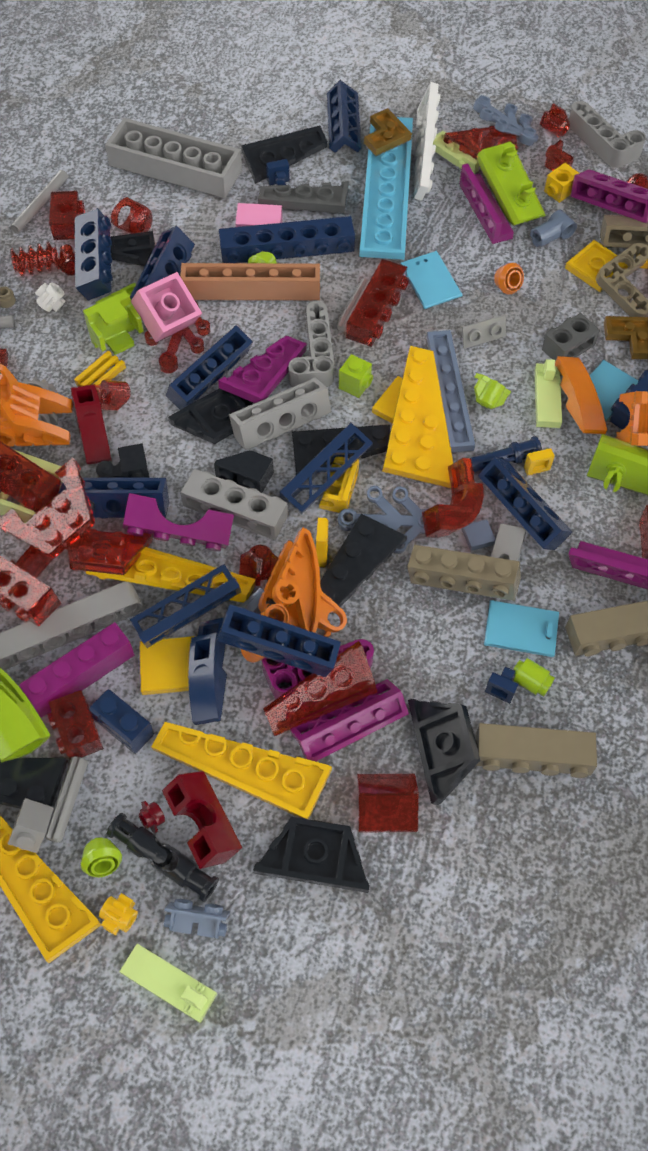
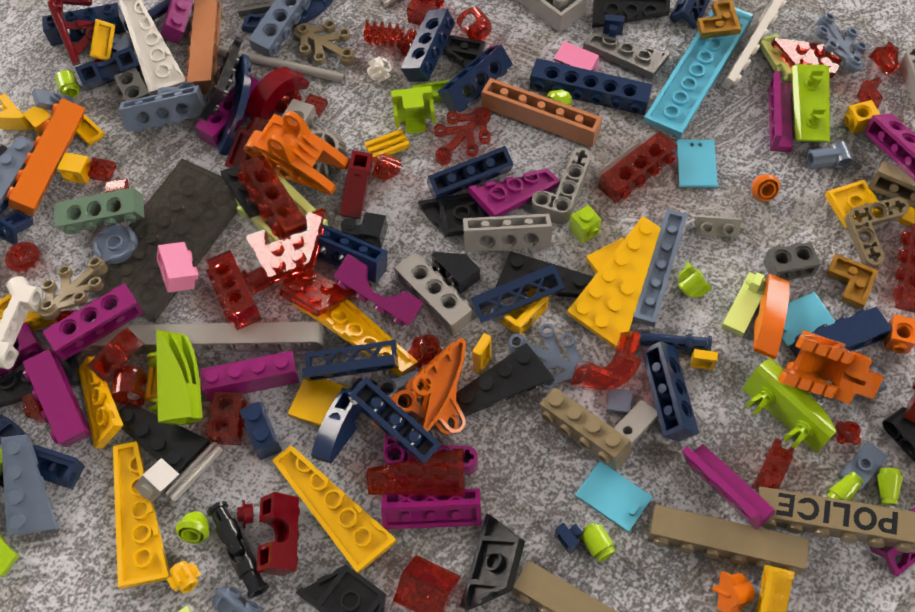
camera: 30 degrees right, 0 degrees up
(166, 306) = (458, 110): bright pink brick -> none

